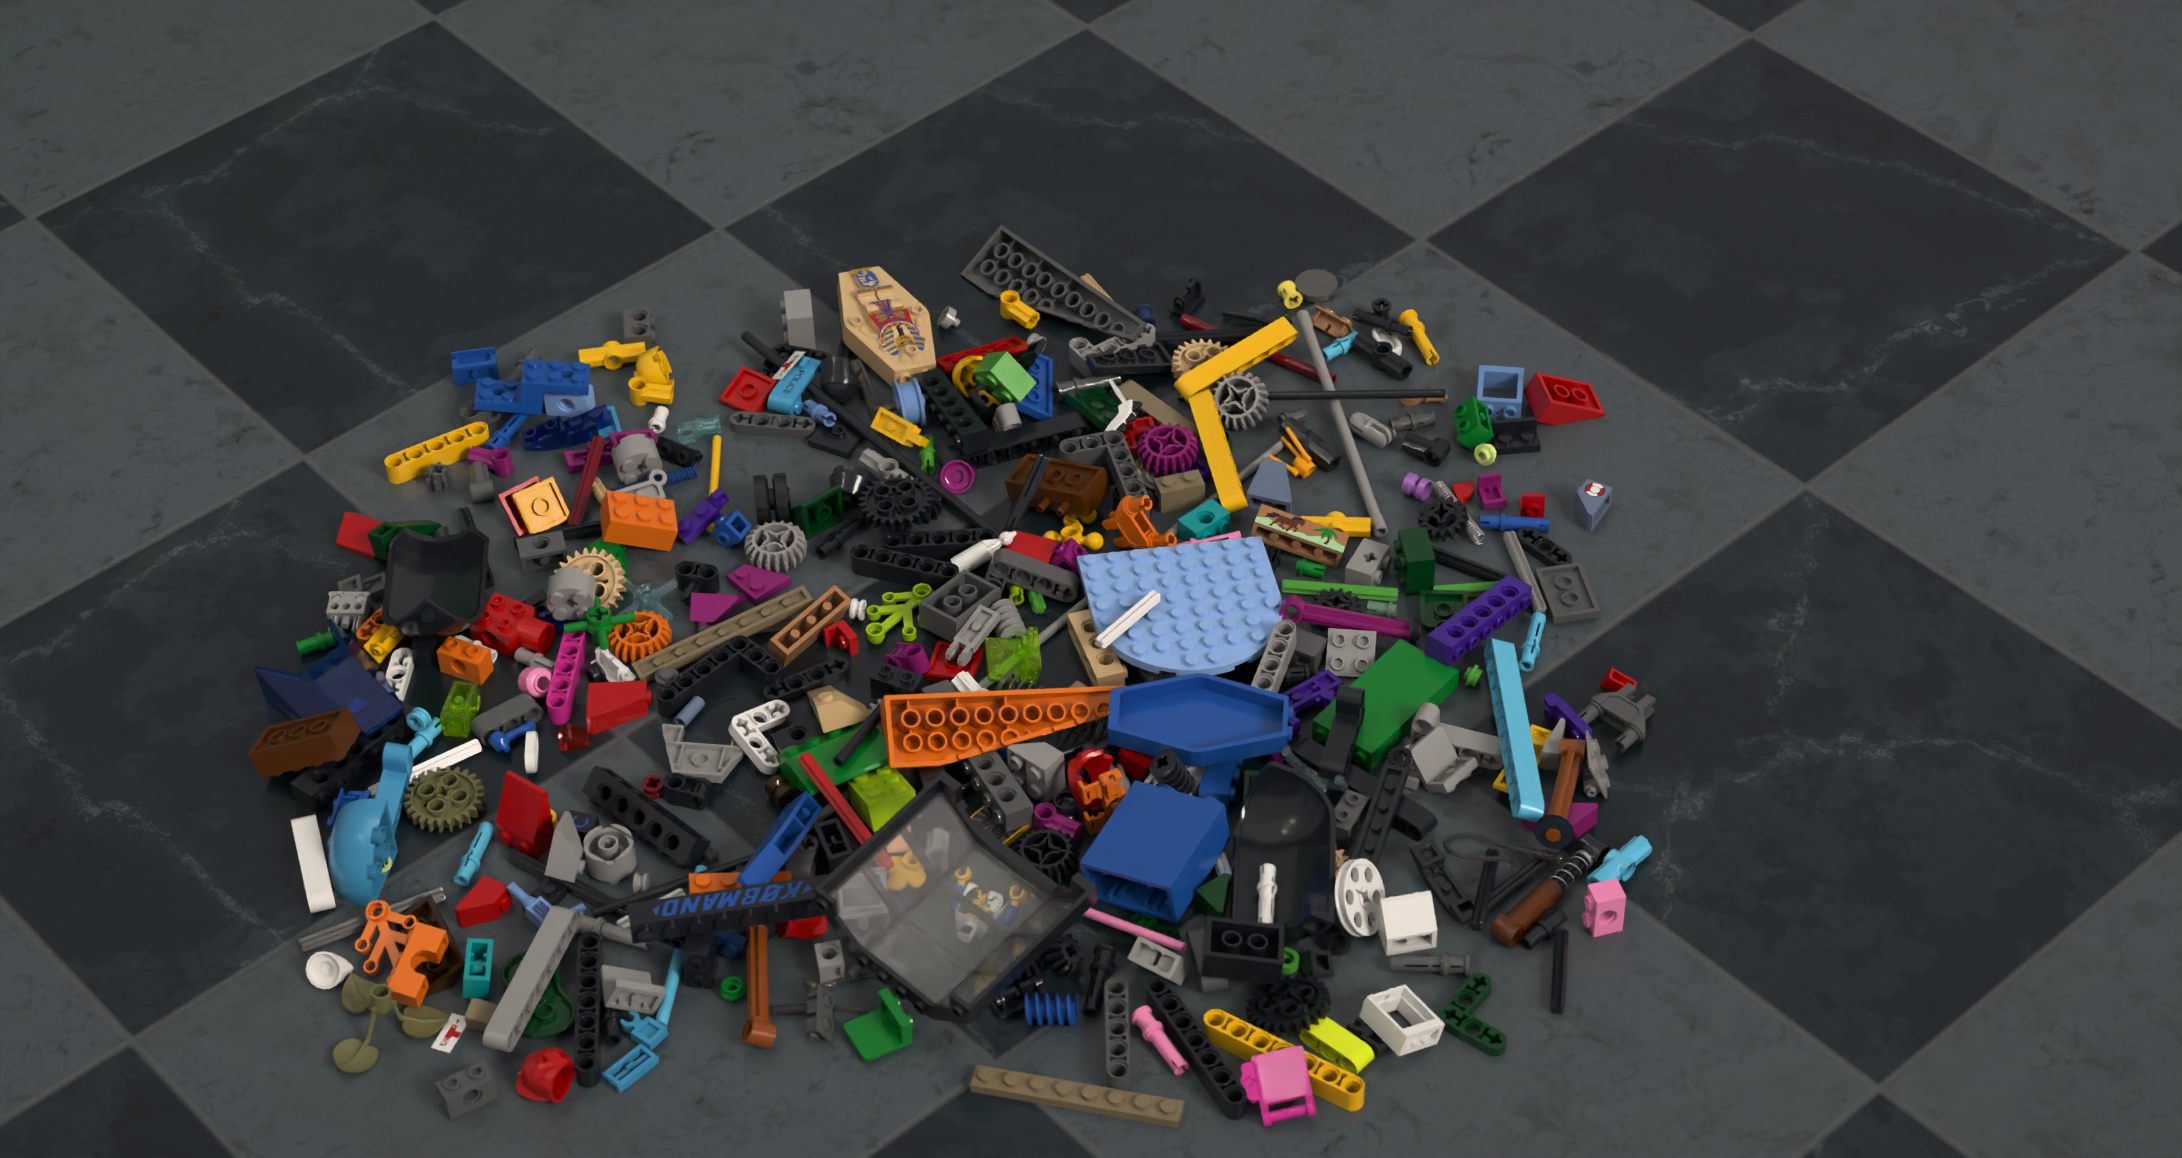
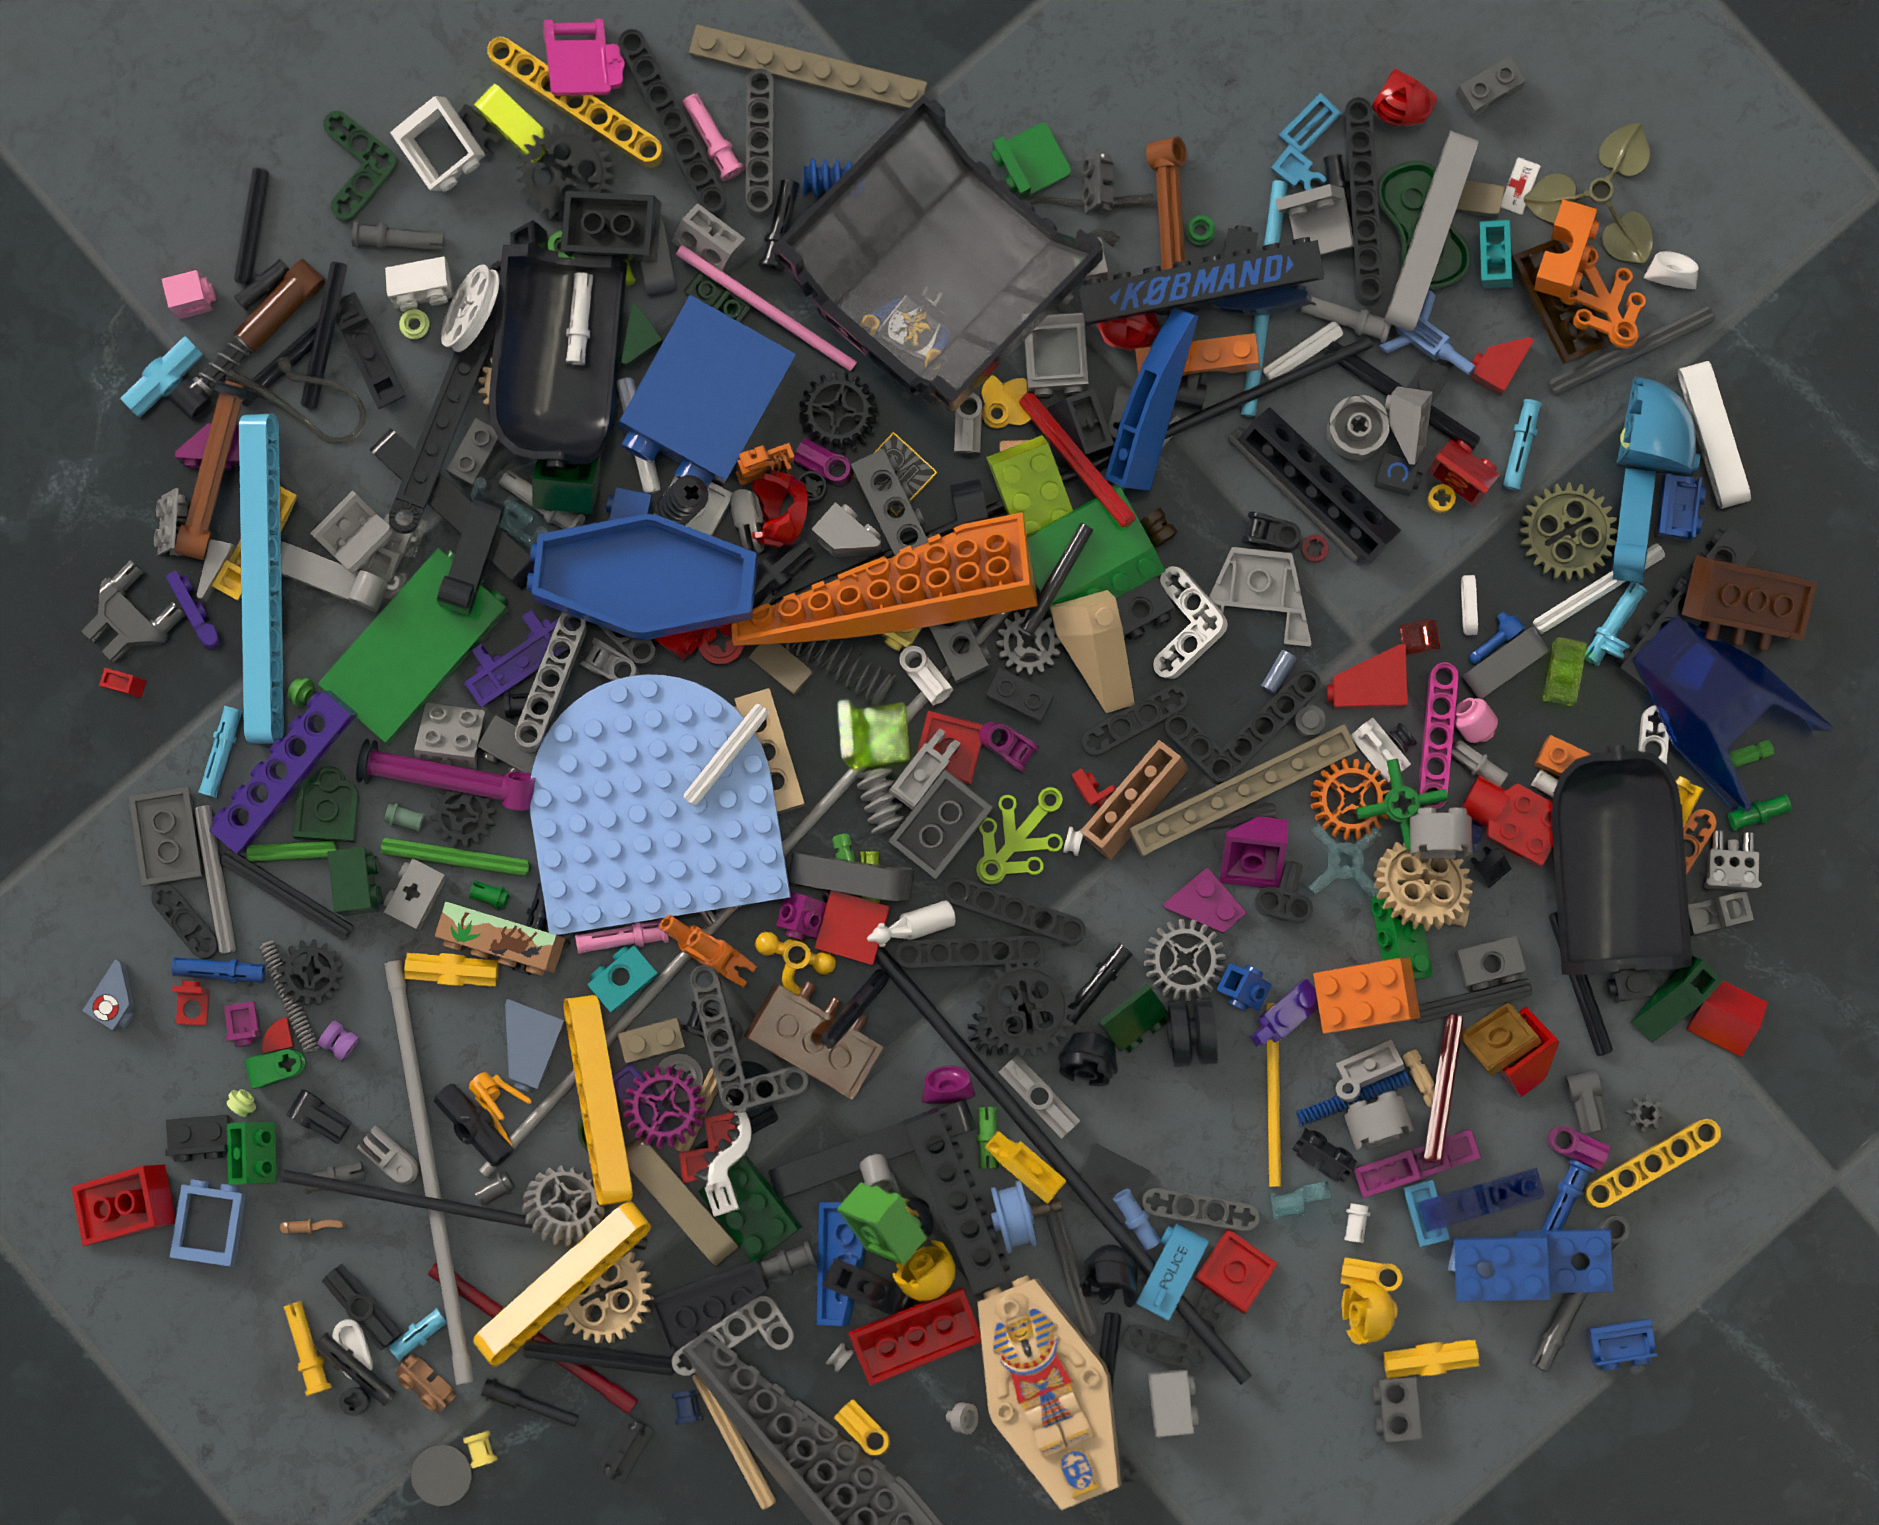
camera: 175 degrees left, 40 degrees up
(640, 882) = (1317, 388): light grey bush -> none
(788, 365) = (1182, 1299): white sticker -> none
(1462, 470) = (270, 1068): none -> green piece

